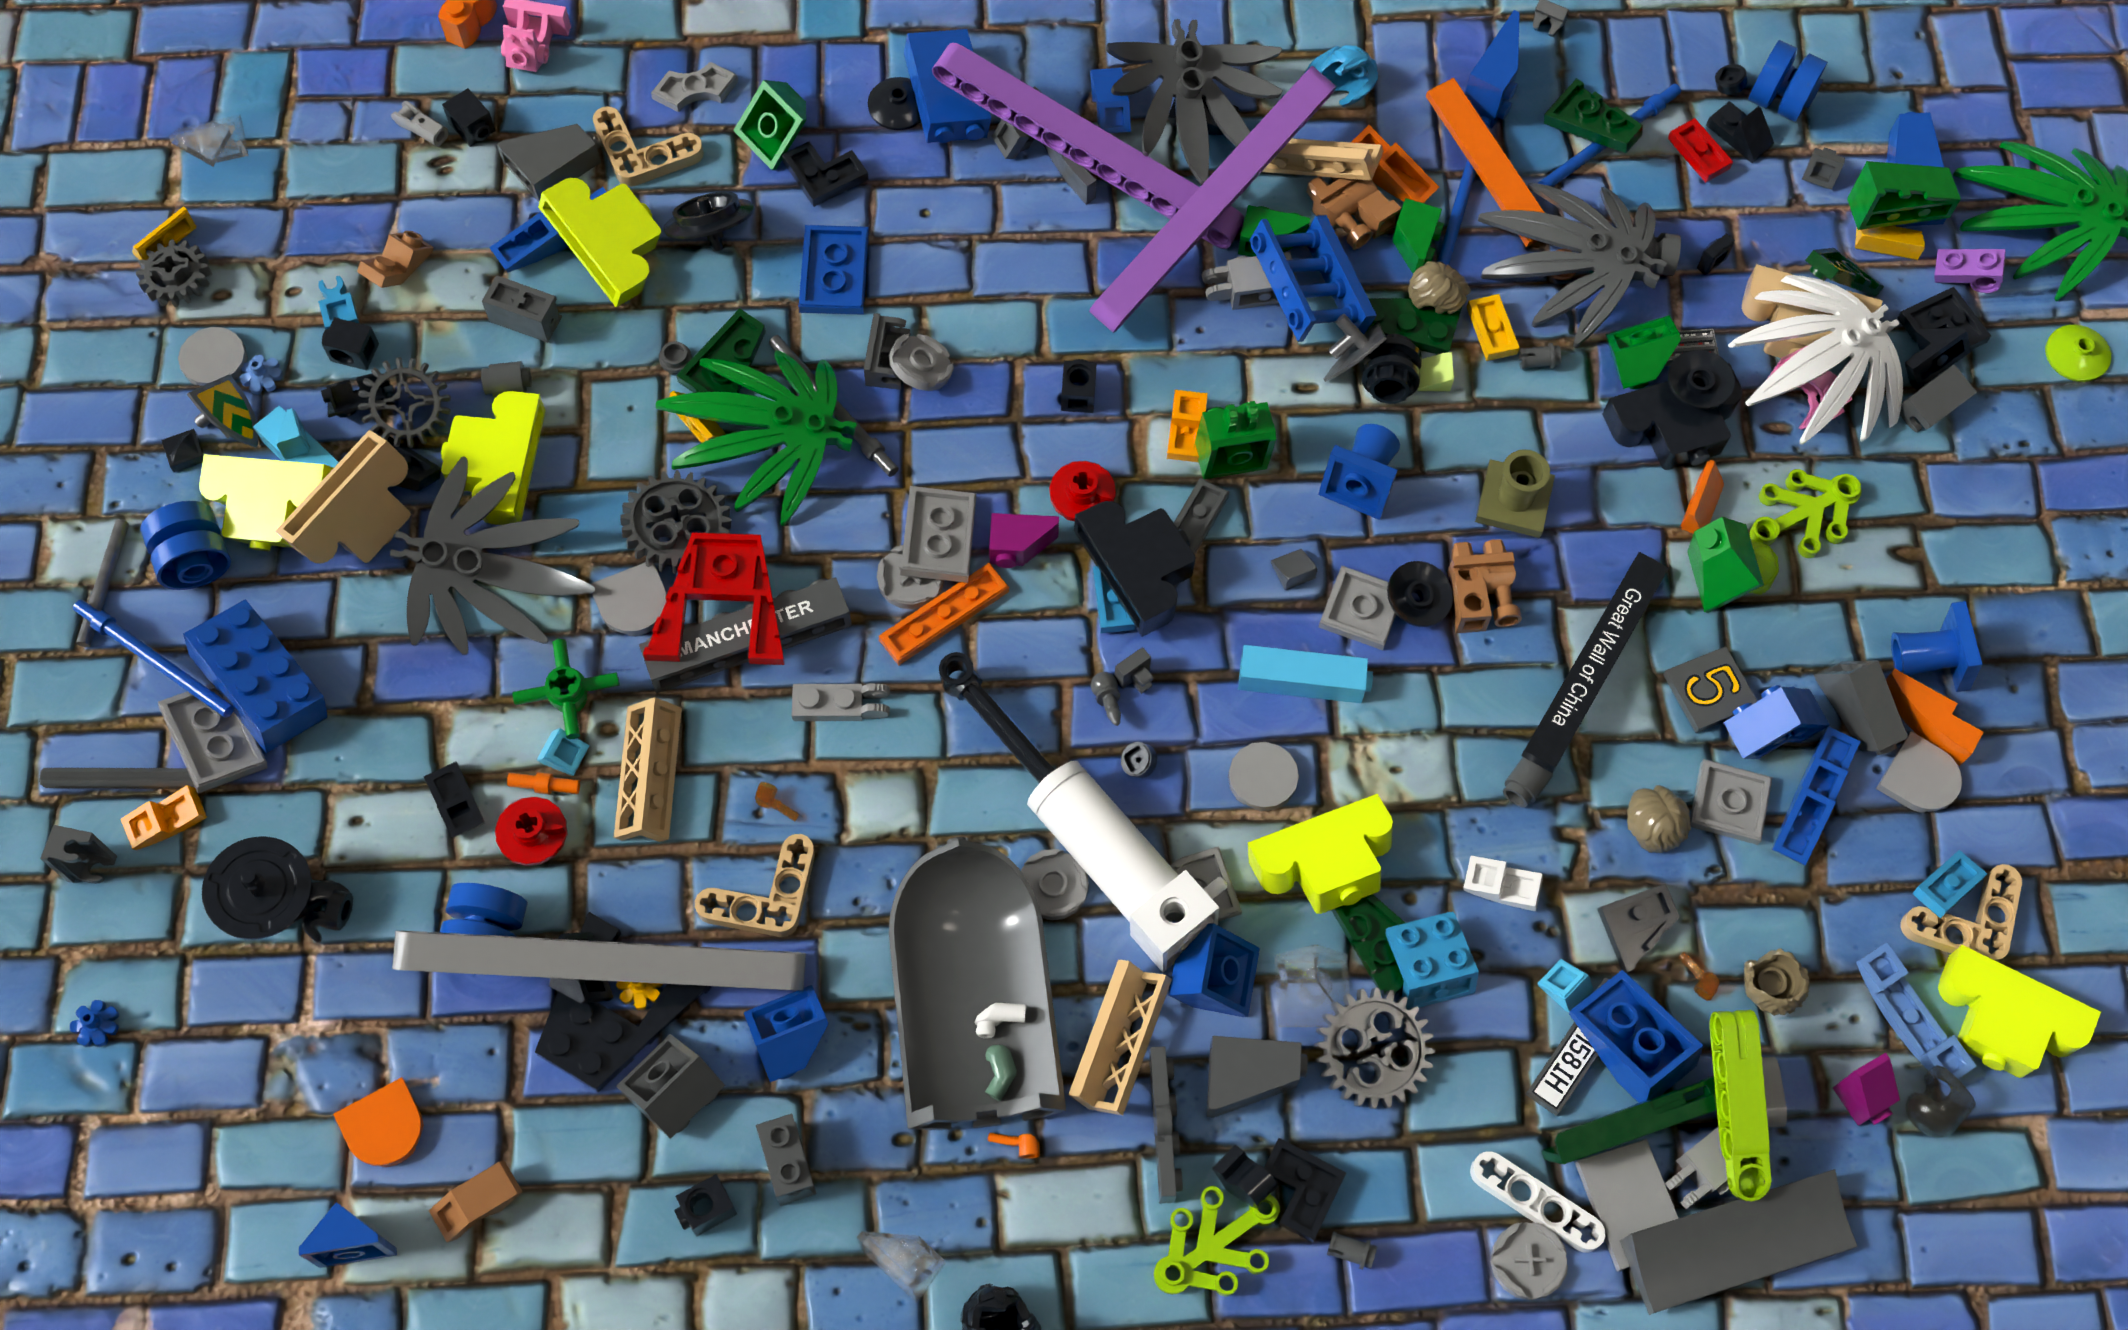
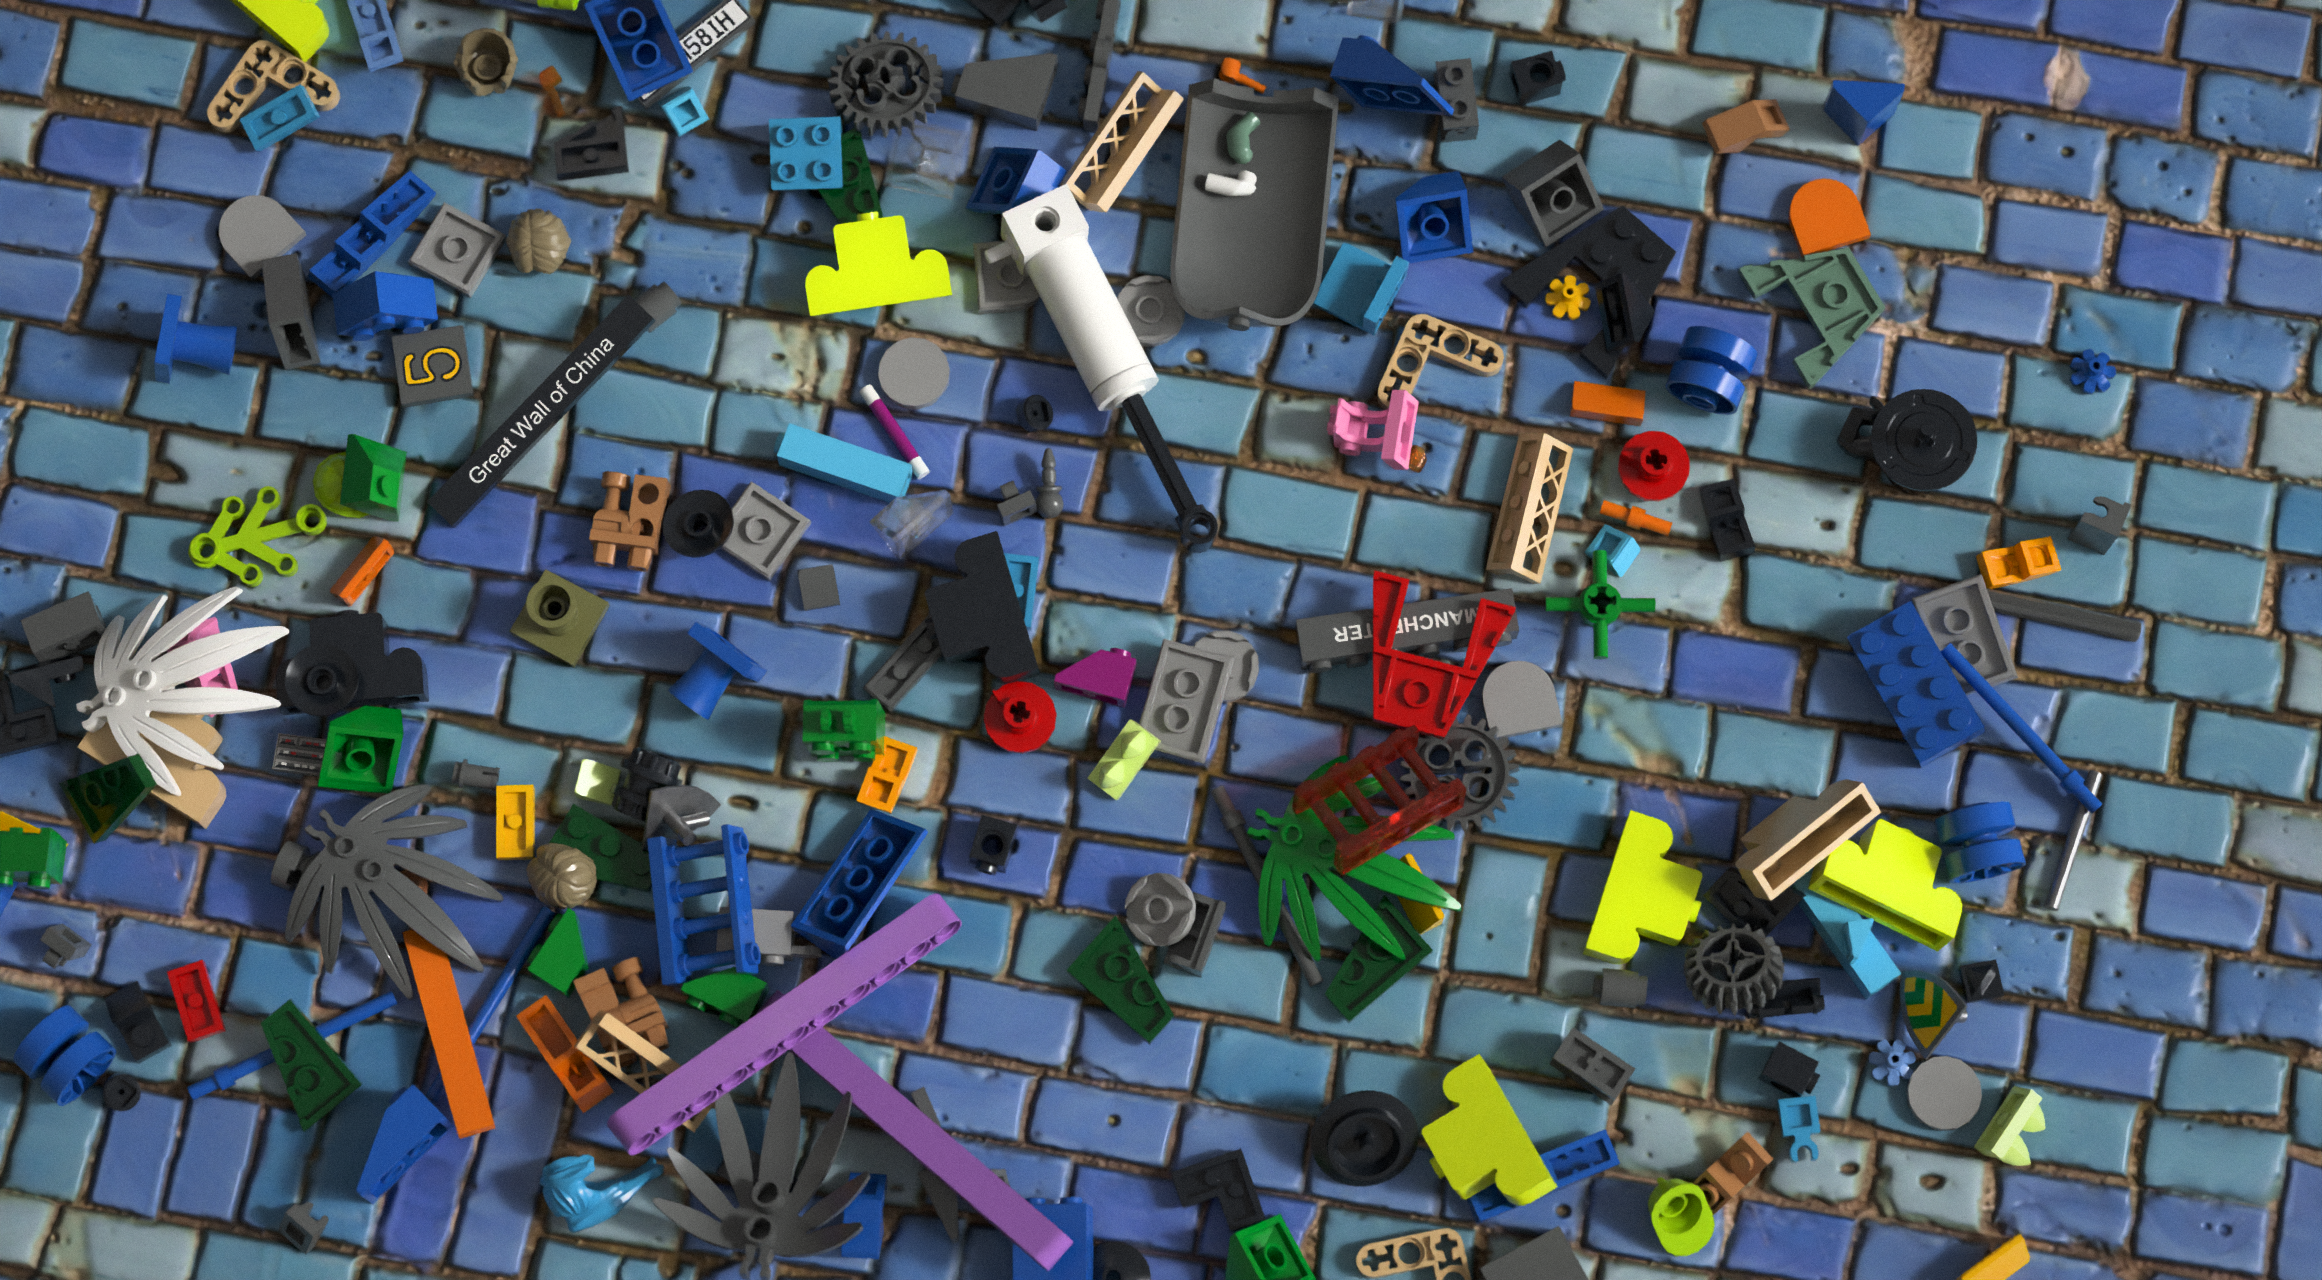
camera: 165 degrees left, 10 degrees up
(152, 339) = (2001, 1136): none -> yellowish green tile
(173, 273) = (1982, 1191): dark grey gear -> none
(366, 1038) = (1832, 295): none -> sand green wing
(436, 220) = (1680, 1216): none -> lime piece
(456, 560) = (1699, 779): dark grey plant -> none
(585, 886) = (1607, 403): none -> orange slope
(598, 960) = (1601, 297): light grey beam -> none
(674, 356) = (1430, 981): dark grey plate -> none
(732, 426) = (1382, 832): none -> clear red fence
(786, 793) = (1350, 426): none -> bright pink tile
(834, 269) = (1232, 1061): blue tile -> none
(838, 702) = (1325, 542): light grey hinge -> none
(847, 945) = (1360, 287): none -> dark azure bracket
(858, 1149) = (1382, 80): none -> blue slope
(941, 305) = (1121, 982): none -> dark green wing
(943, 614) = (1197, 616): orange tile -> none
(981, 474) = (1124, 759): none -> yellowish green tile
(1184, 324) = (858, 882): none -> blue slope
(1226, 629) = (911, 520): none -> clear slope
(1266, 720) = (894, 431): none -> magenta bar
(1502, 884) = (710, 217): white slope -> none
(1715, 254) = (233, 858): black tile -> none
(1931, 716) = (222, 283): orange slope -> none

